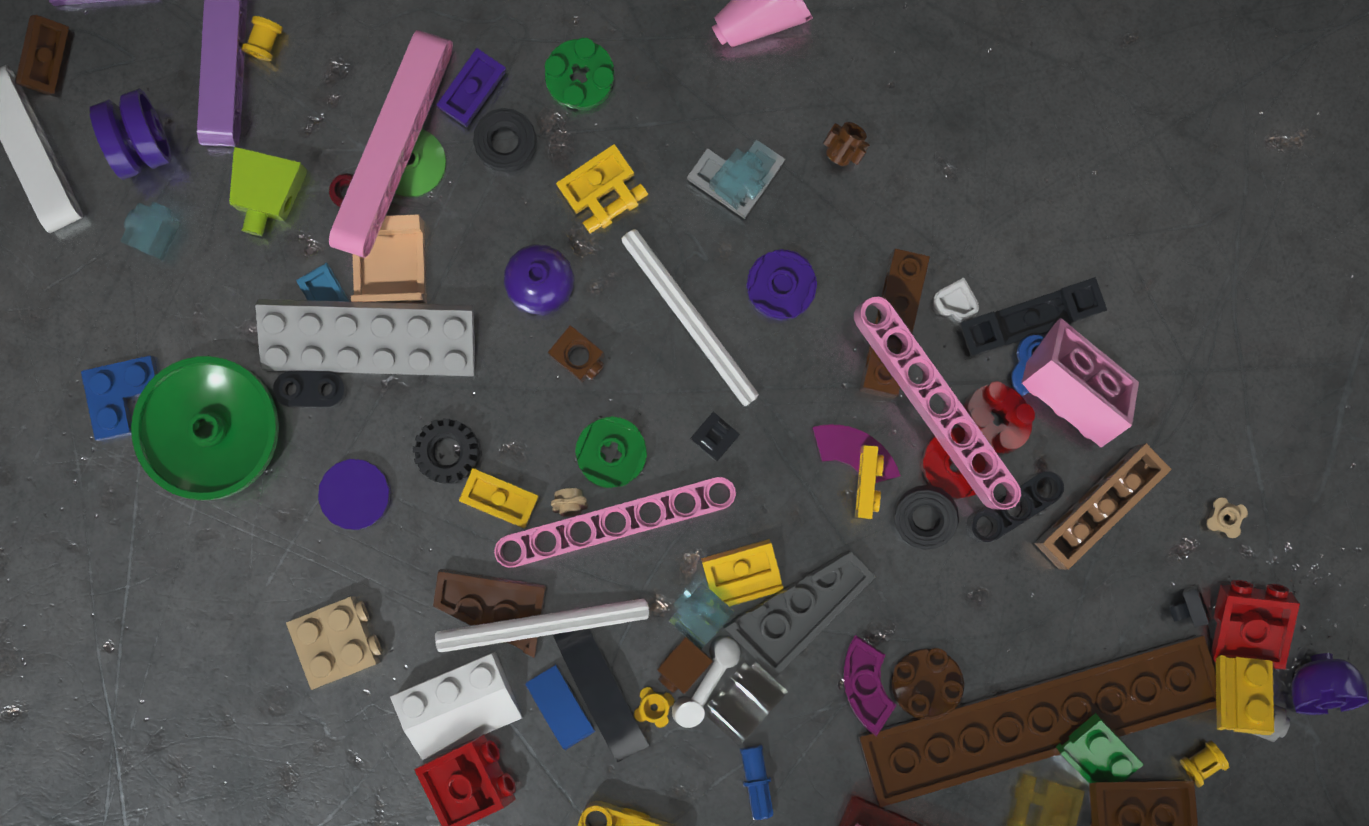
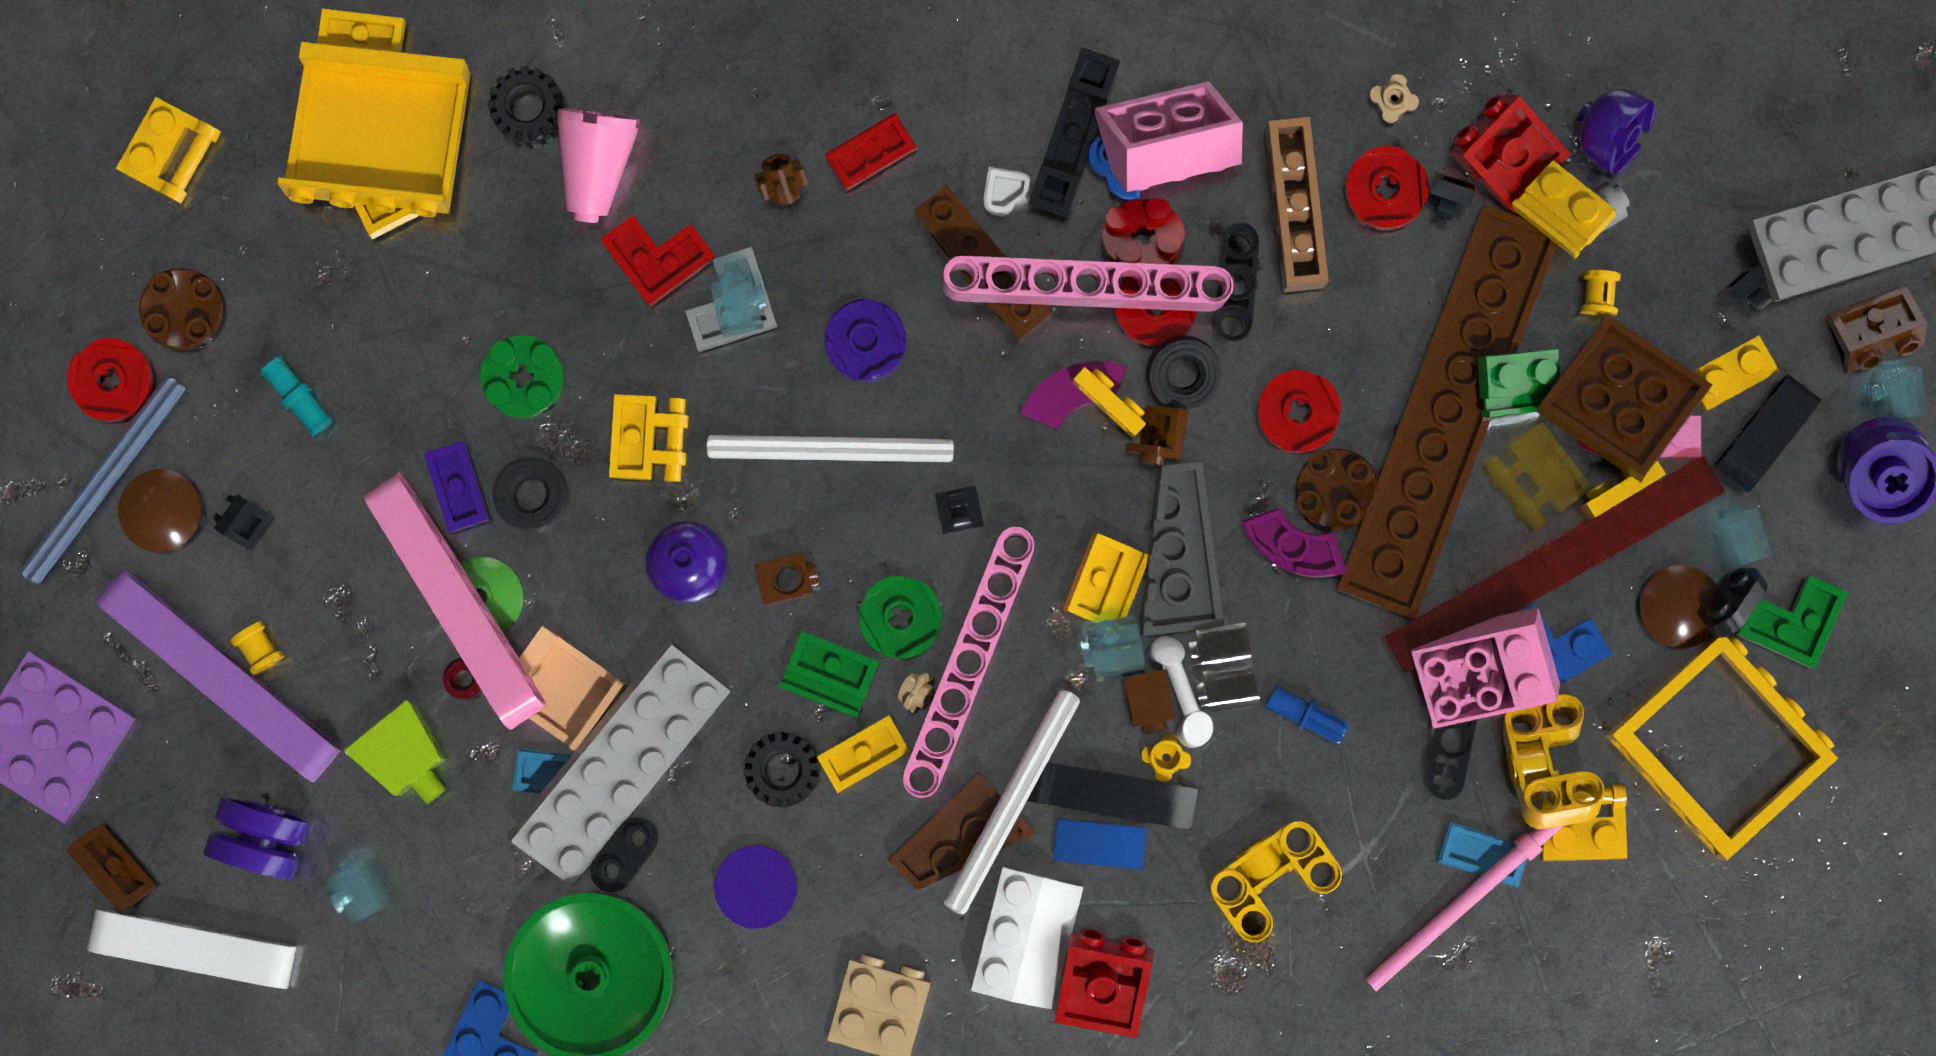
camera: 45 degrees left, 0 degrees up
(535, 433) = (829, 674): none -> green plate
(722, 109) = (654, 269): none -> red plate
(871, 535) = (1161, 435): none -> reddish brown bracket
(912, 190) = (870, 151): none -> red plate
(979, 607) = (1321, 419): none -> red plate
(1181, 560) = (1403, 171): none -> red plate

